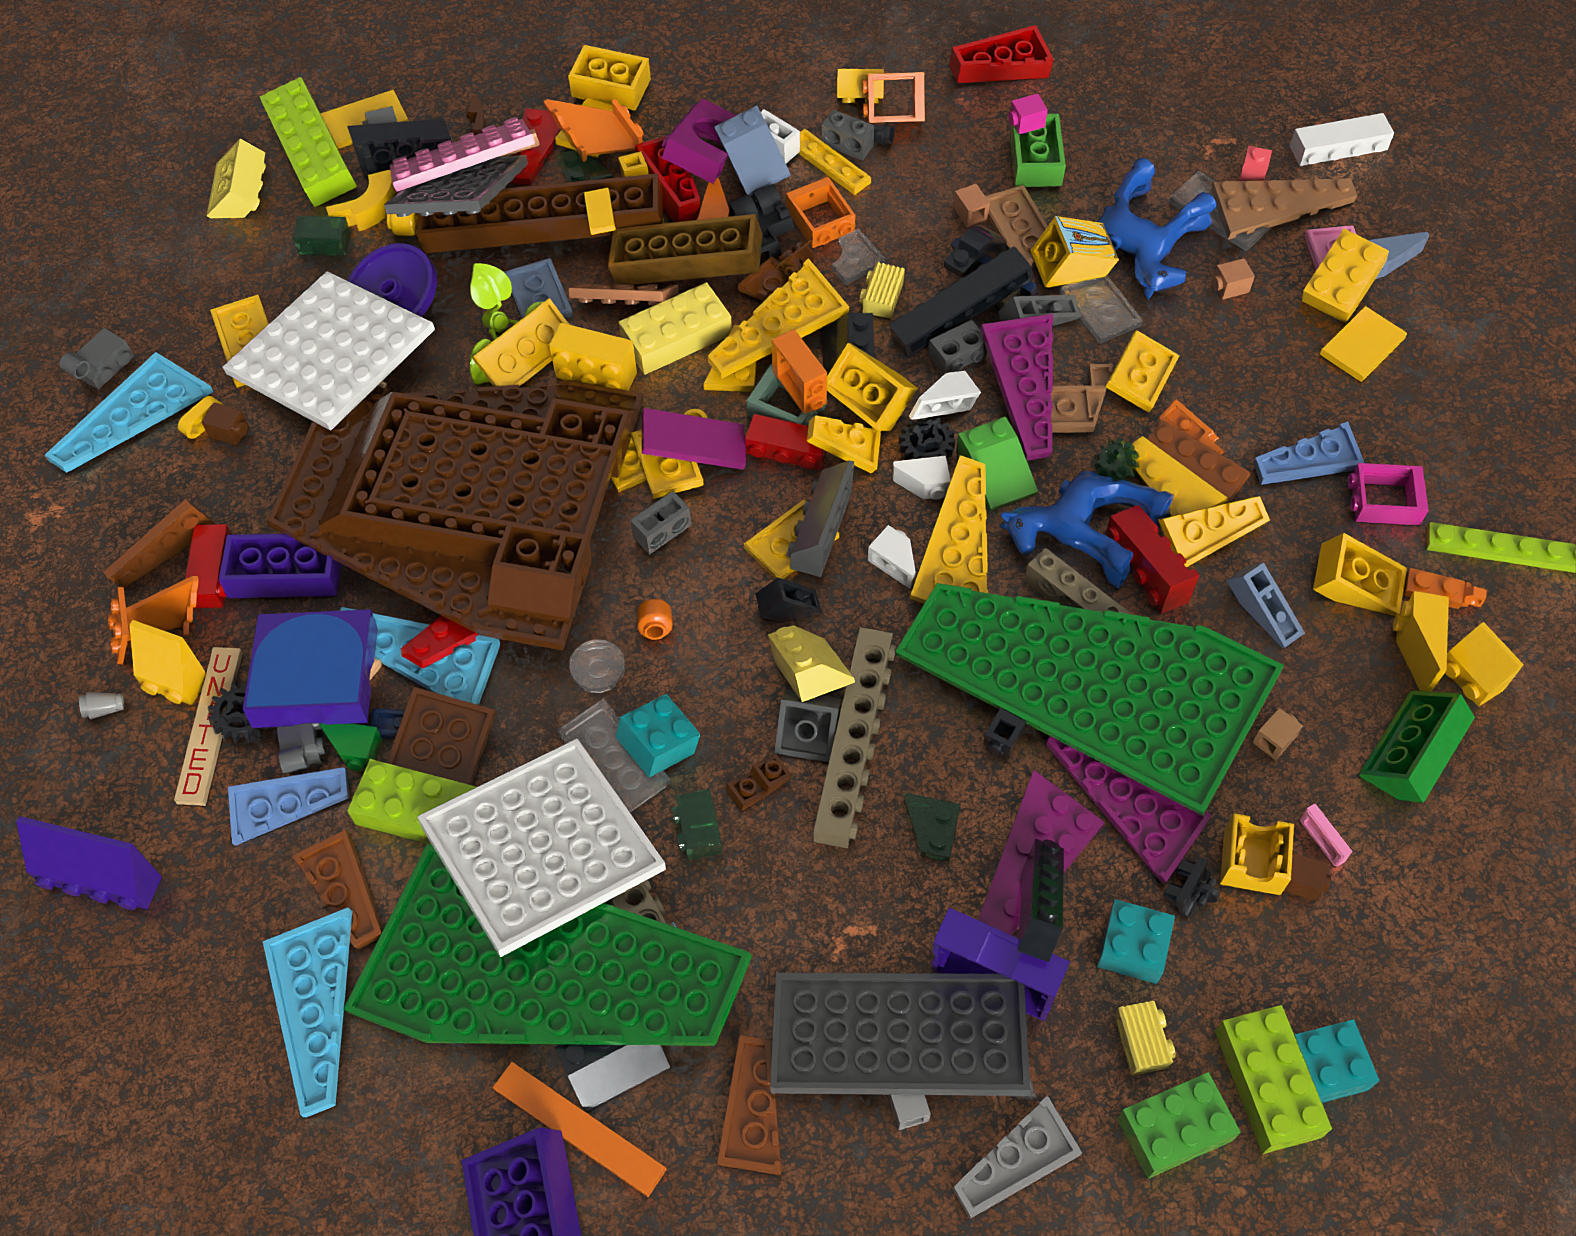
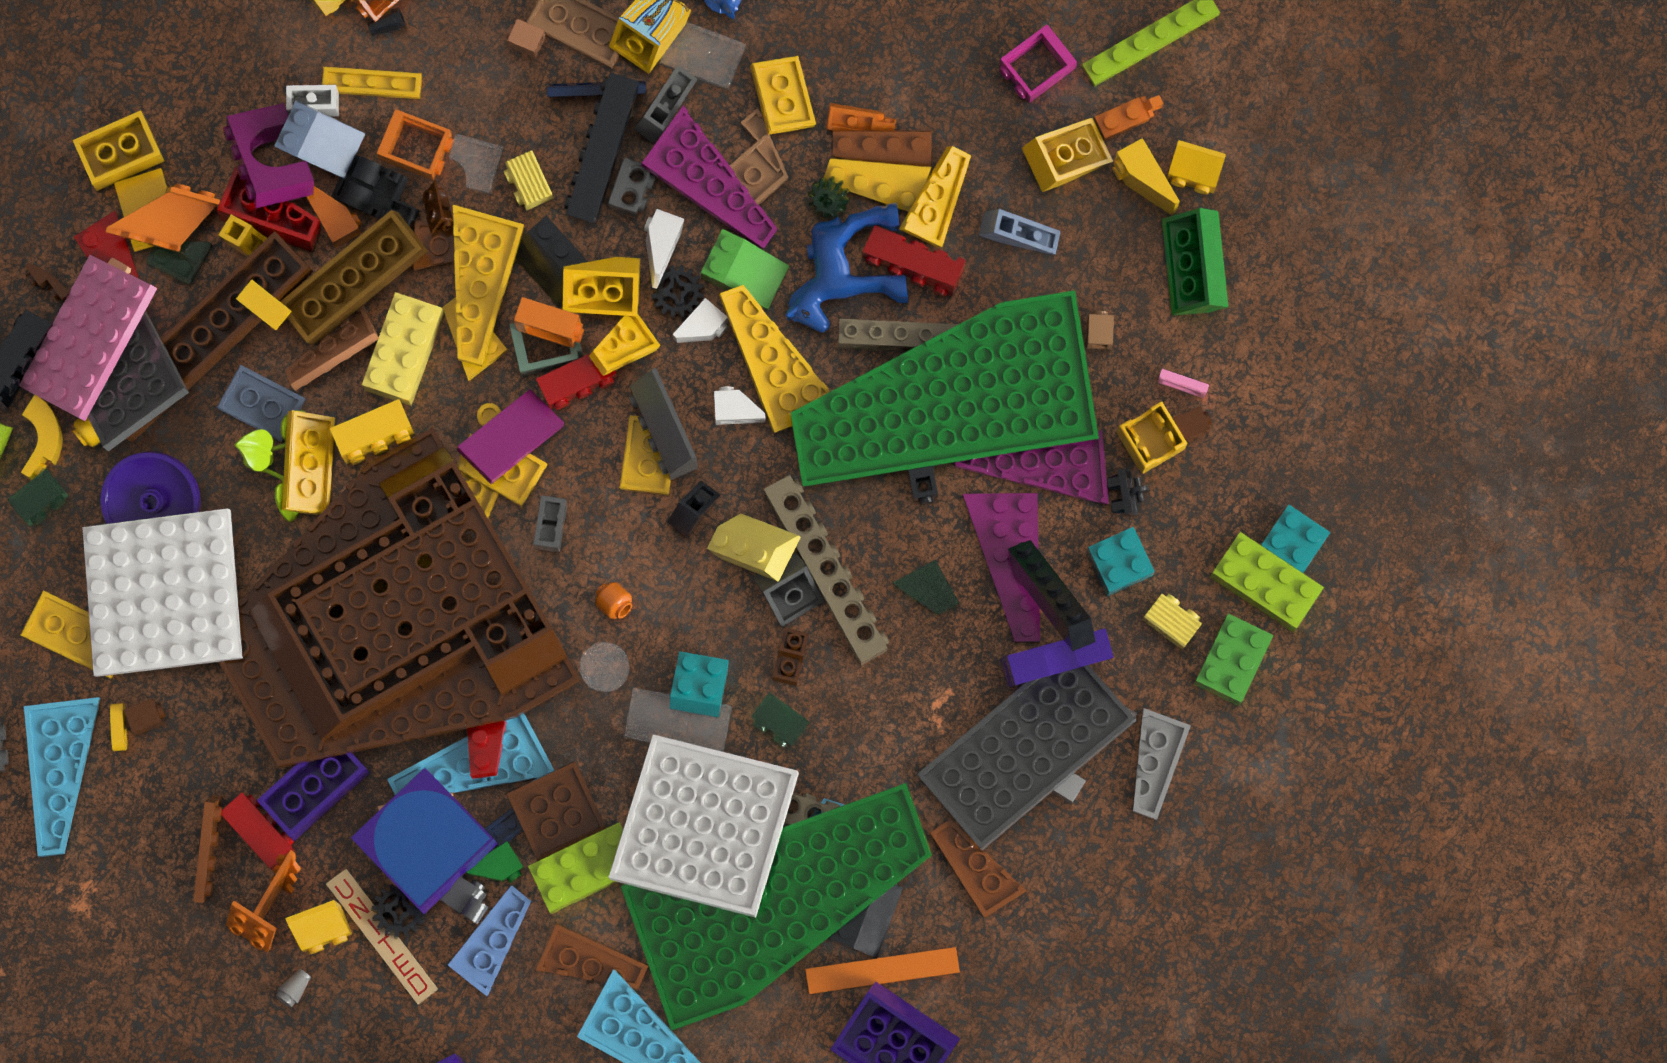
camera: 45 degrees left, 20 degrees up
(848, 134) = (367, 47): dark grey brick -> none
(973, 247) = (572, 89): black arch -> none
(1322, 455) = (964, 68): medium blue wing -> none

